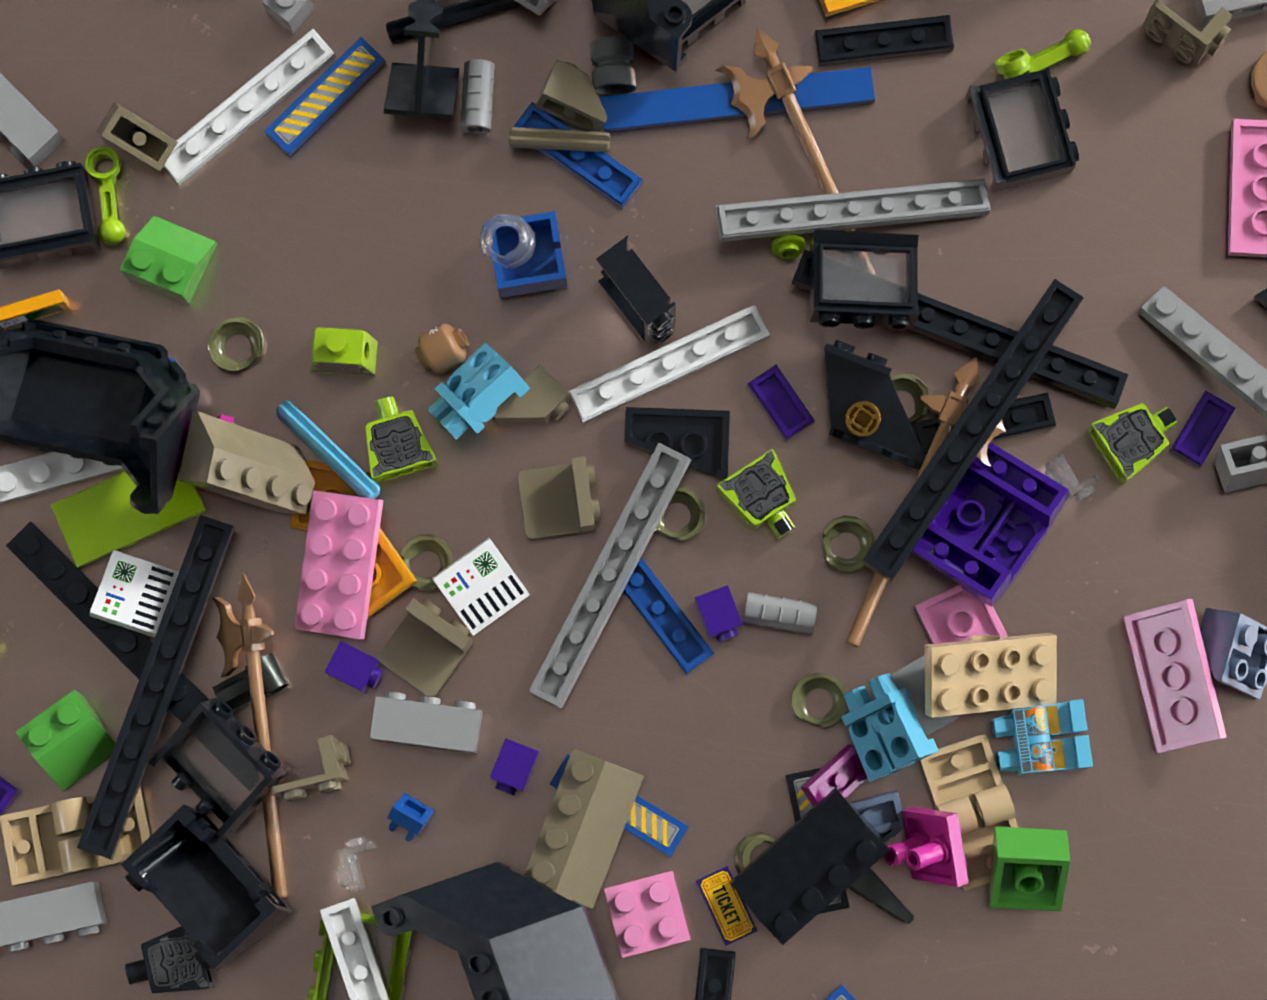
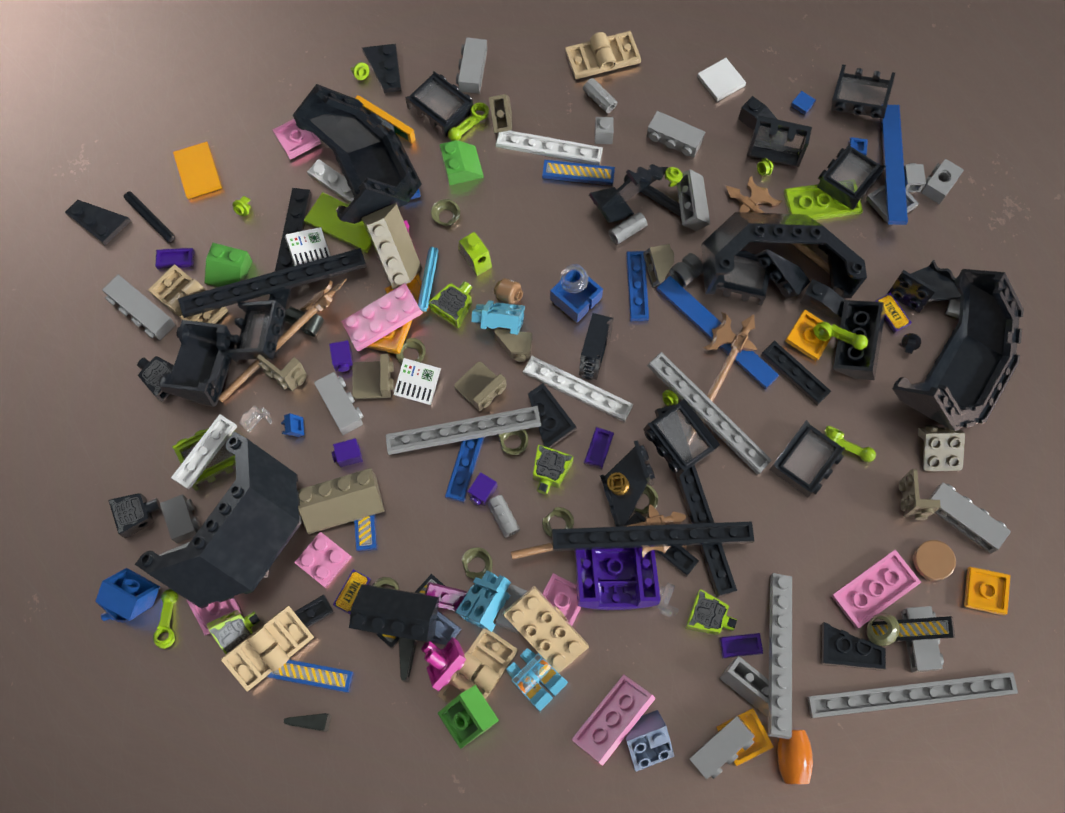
camera: 50 degrees right, 10 degrees down
(559, 139) = (637, 272): dark tan axle -> none

